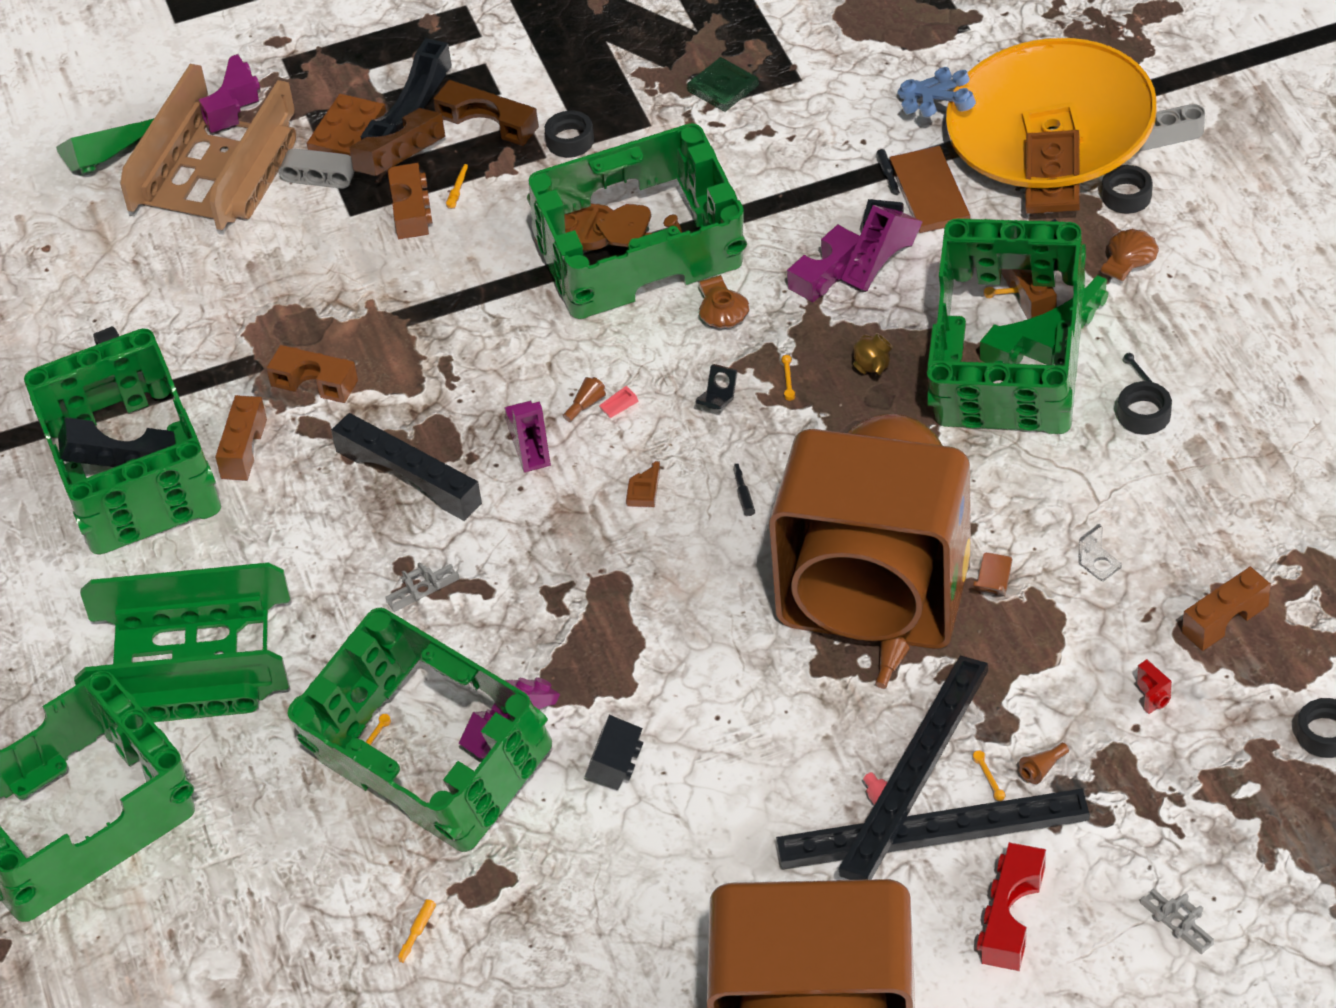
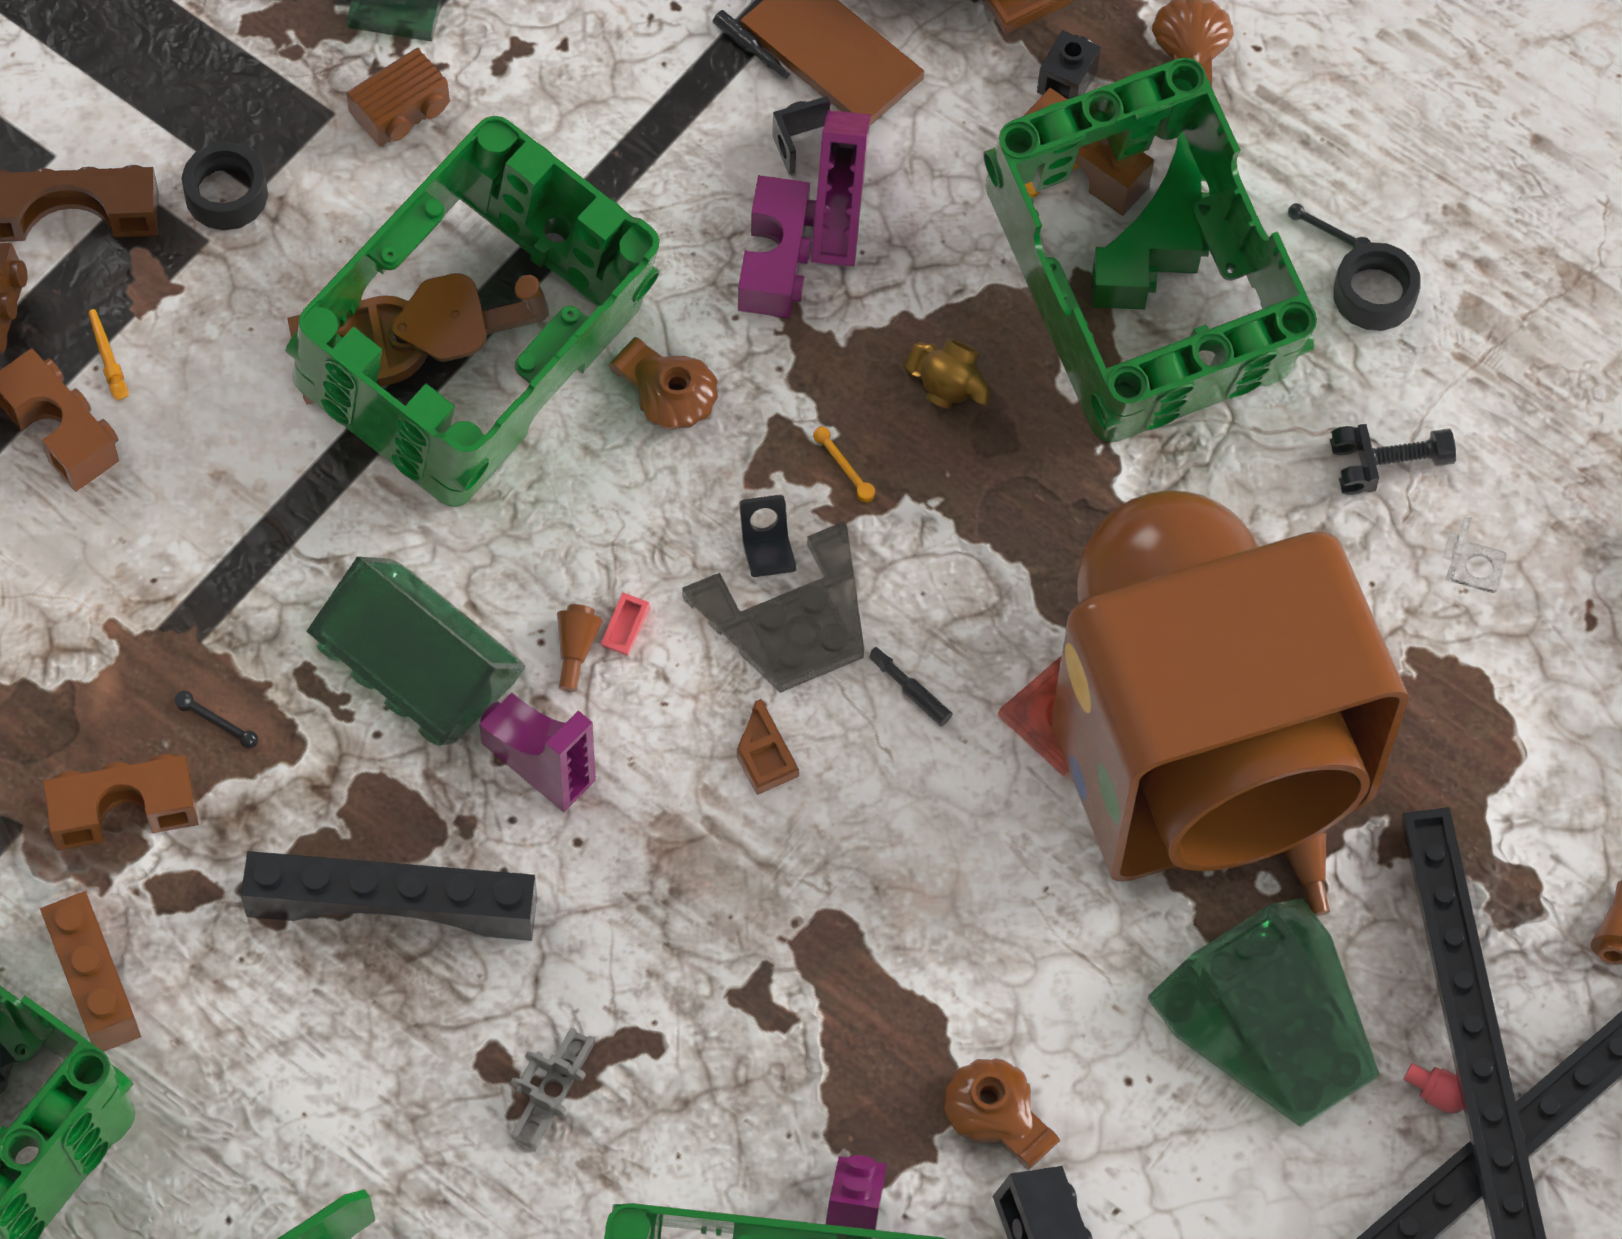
camera: 40 degrees left, 15 degrees up
(379, 348) = (185, 701): none -> black hinge
(501, 362) = (413, 648): none -> clear green windscreen
(634, 693) = (992, 1105): none -> dark orange animal
(677, 117) = (399, 97): none -> dark orange brick
(705, 441) = (798, 631): none -> clear smoke wing
(816, 712) = (1273, 1011): none -> clear green wedge
(979, 757) = (1525, 959): light orange hinge -> none
(1076, 476) = (1357, 479): none -> black bar

